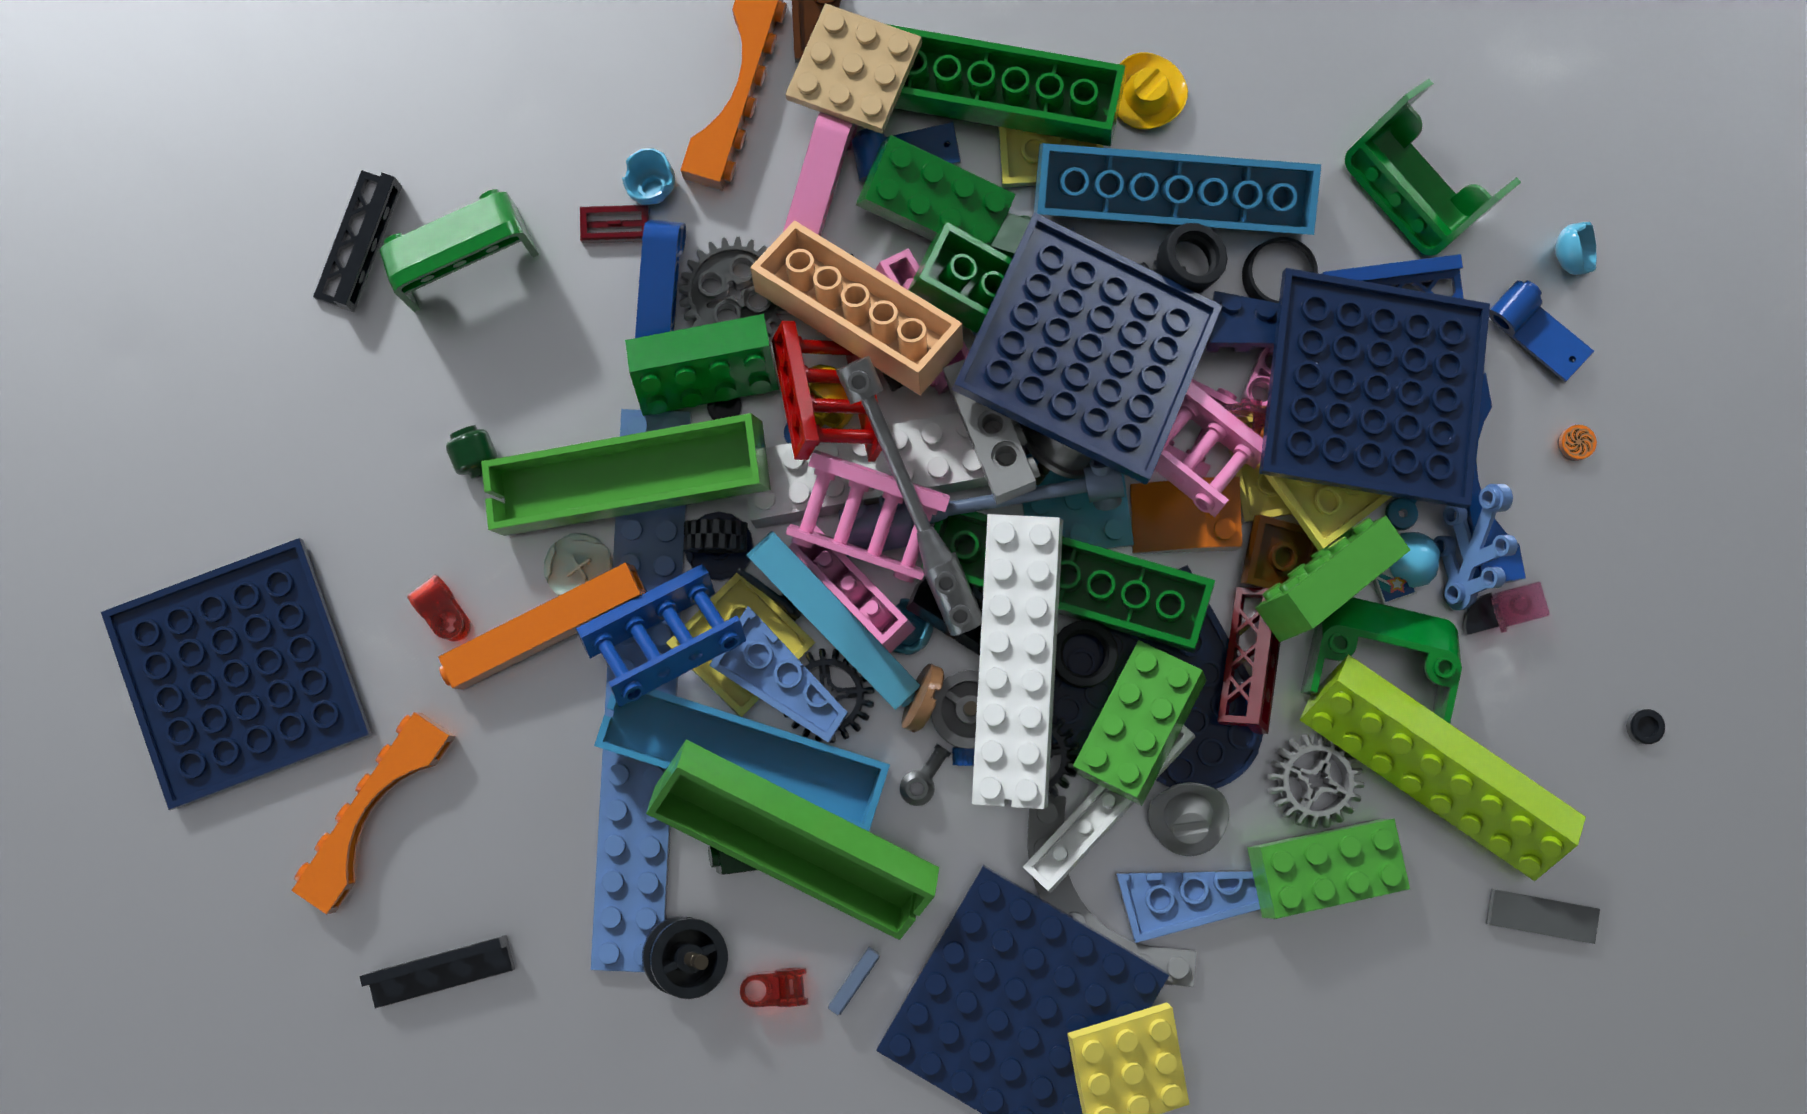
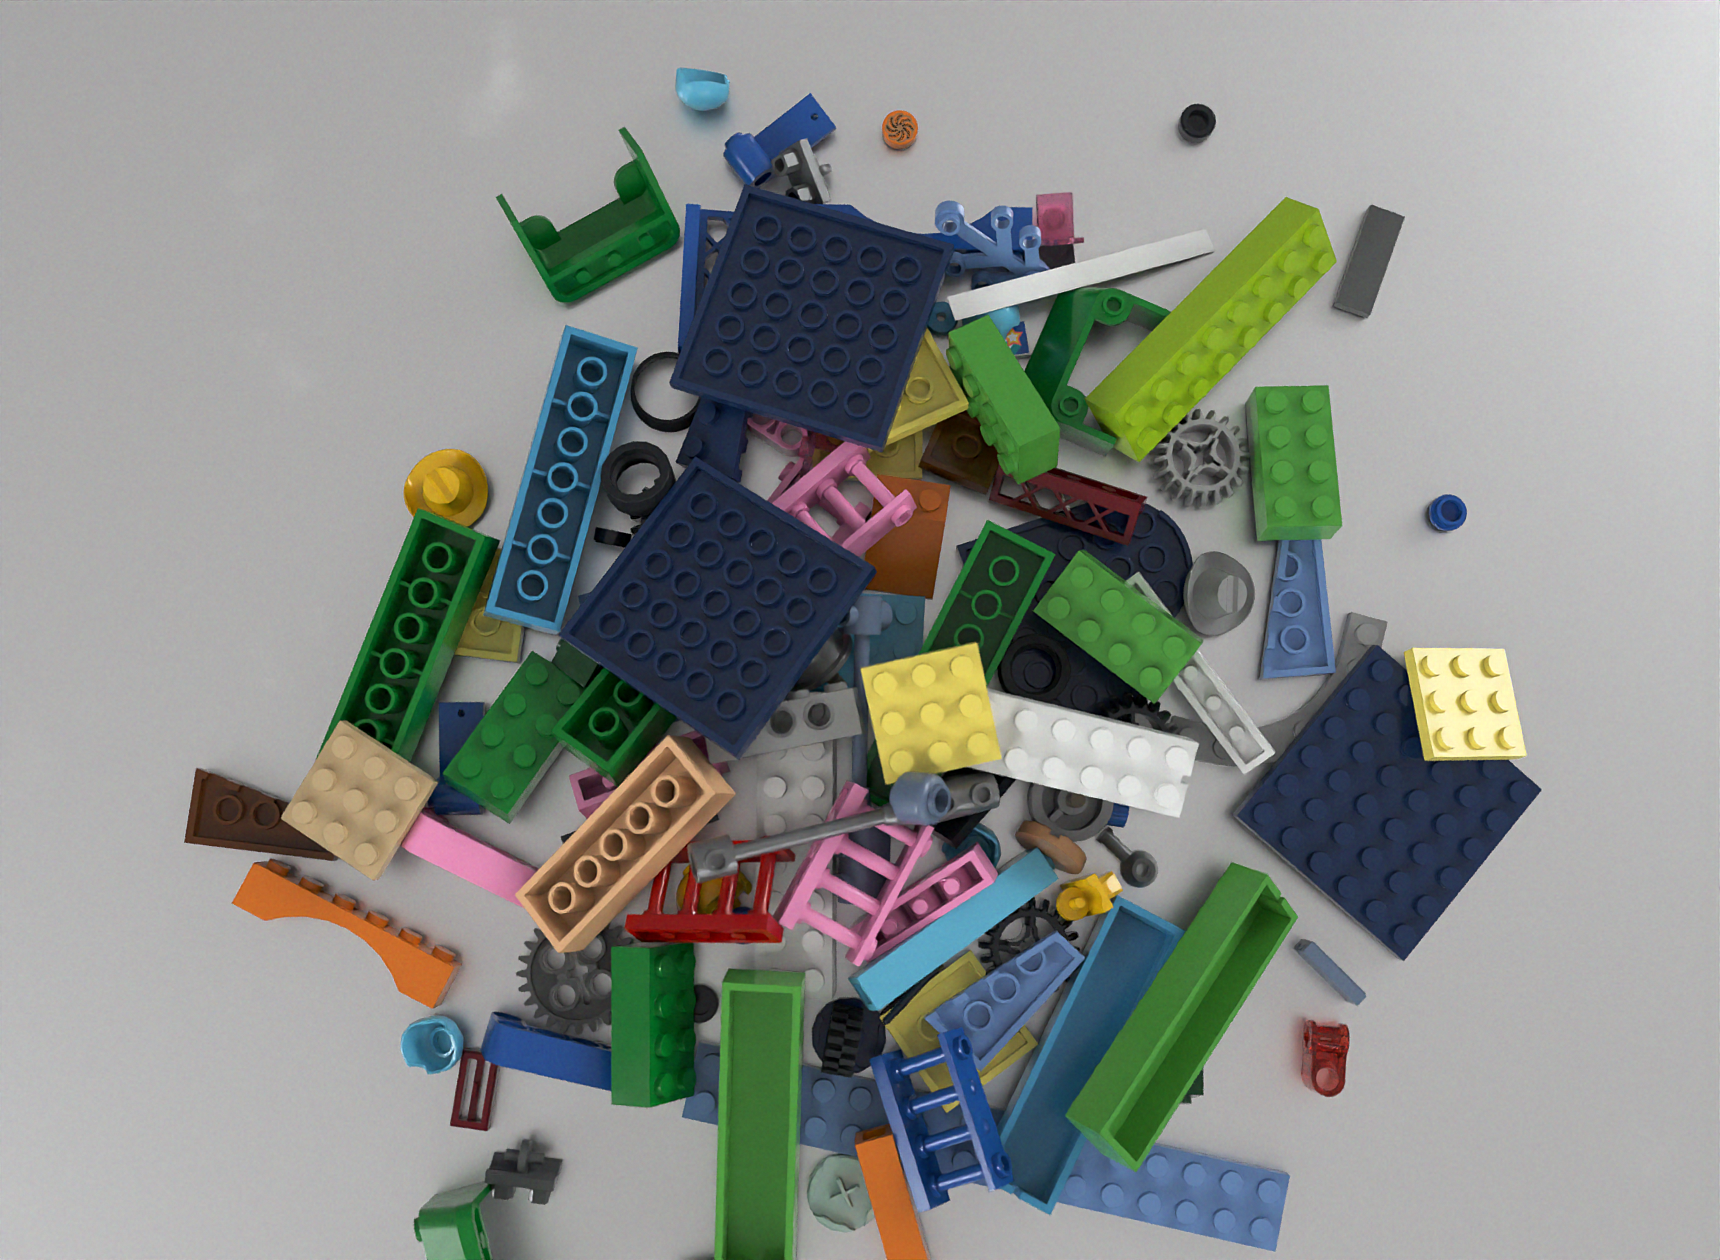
camera: 85 degrees left, 0 degrees up
(553, 278) = (523, 1170): none -> dark grey hips
(685, 957) = (1282, 1149): black wheel -> none
(883, 738) = (1087, 896): none -> yellow hips
(946, 556) = (920, 798): none -> sand blue head
(1025, 553) = (931, 712): none -> light yellow plate
(1133, 245) = (612, 537): none -> black tile
(1310, 1030) = (1447, 512): none -> blue plate
(1471, 637) = (1079, 274): none -> white sticker
(1514, 359) = (803, 173): none -> dark grey hips

